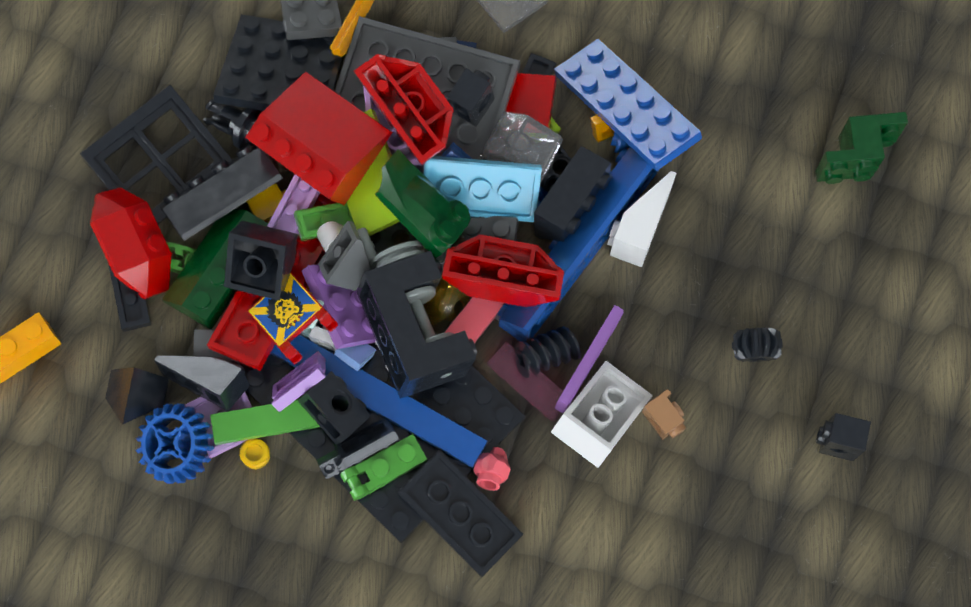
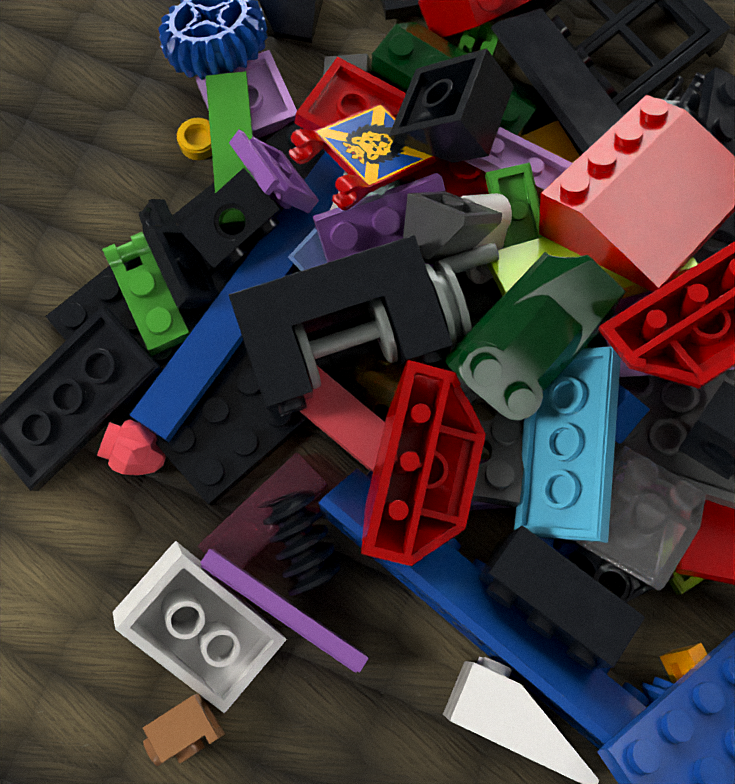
camera: 95 degrees right, 0 degrees up
(207, 377) = (293, 69): slope -> none

